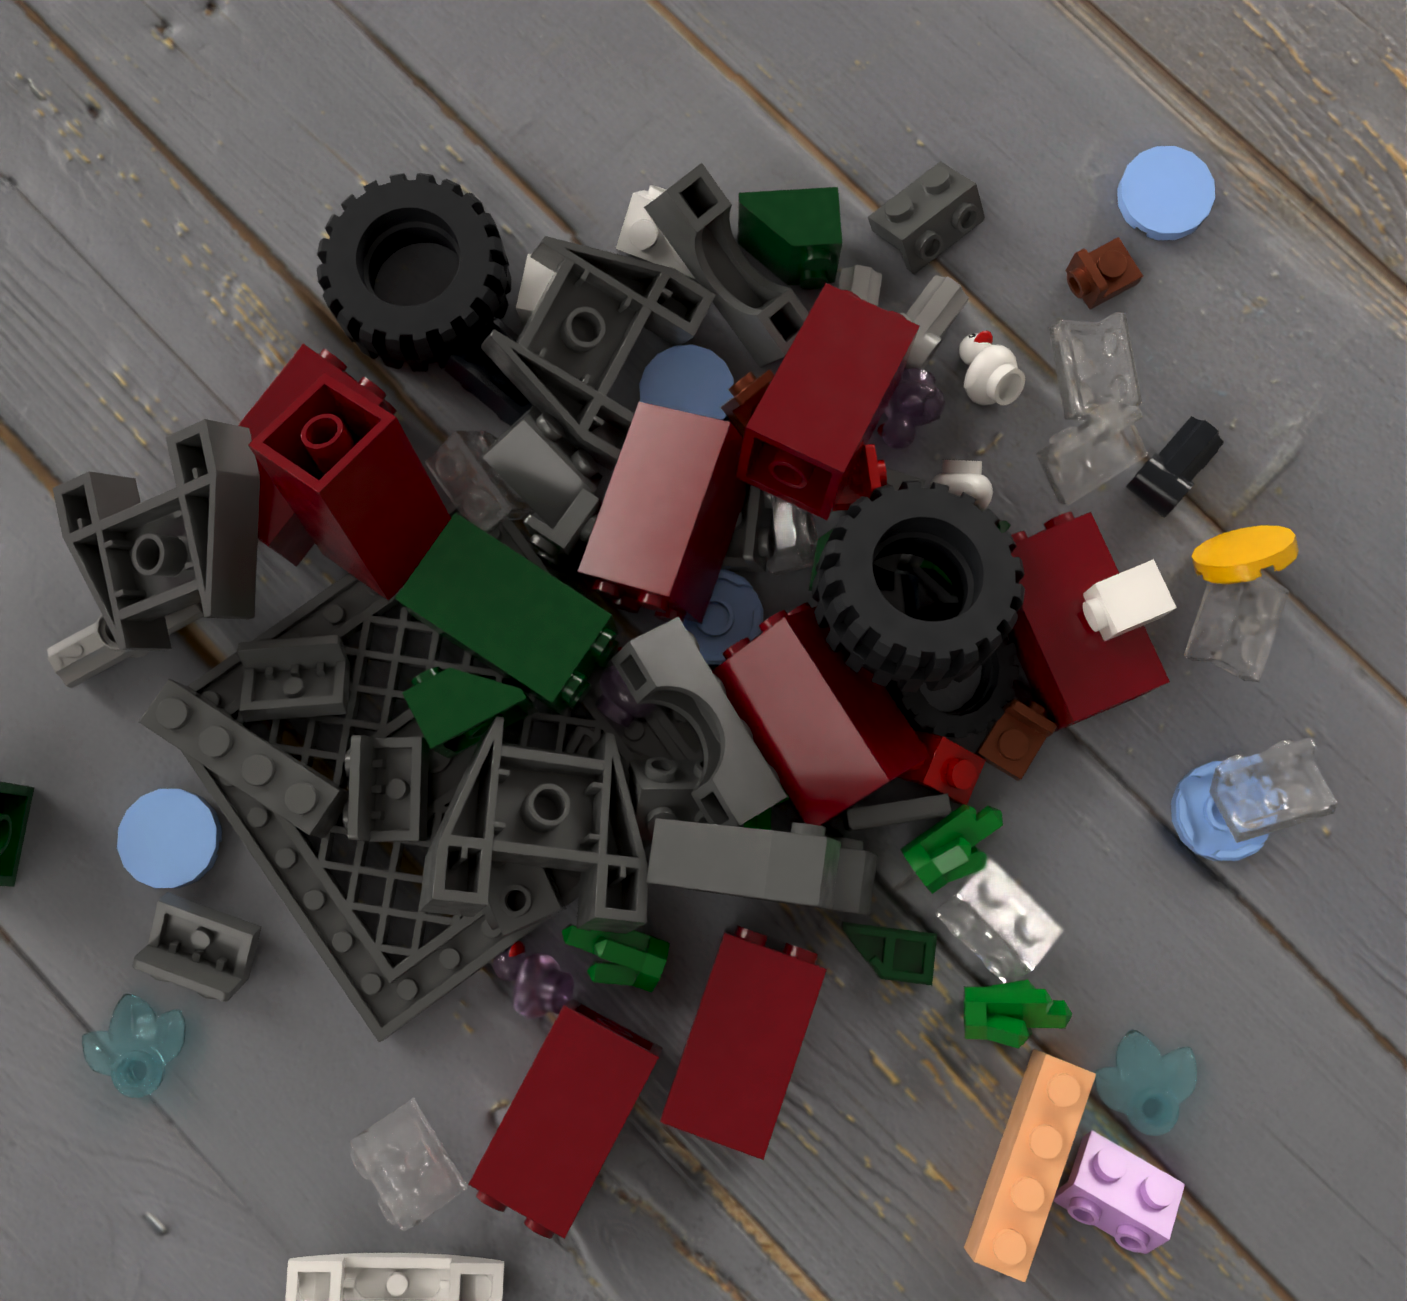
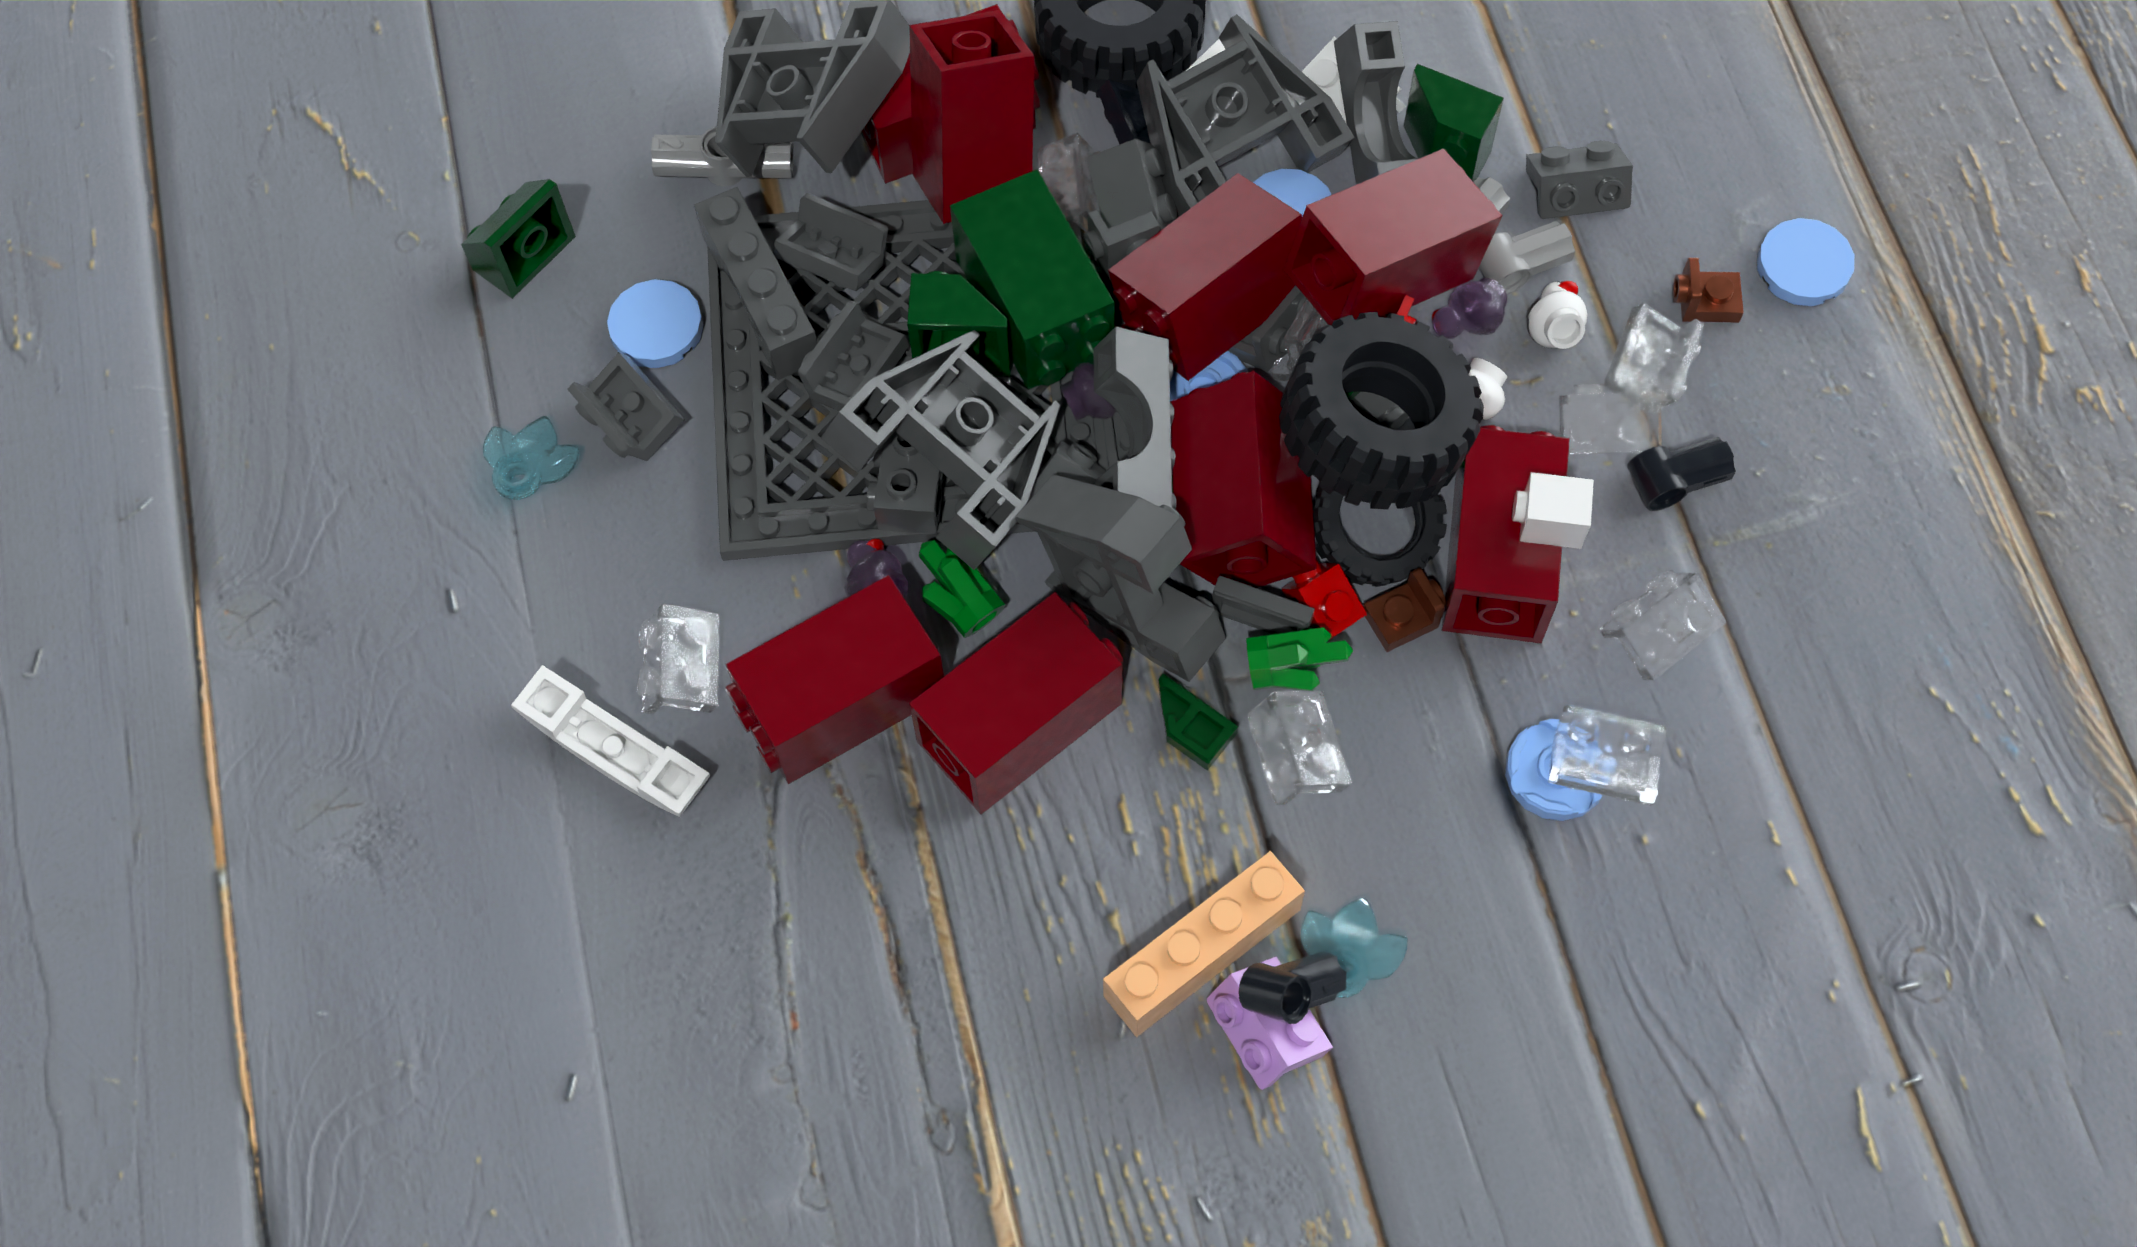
camera: 30 degrees right, 15 degrees down
(1009, 1011) = (1260, 817): green rock -> none
(1137, 1181) = (1292, 987): none -> black piece
(1243, 552) = (1697, 562): yellow tile -> none

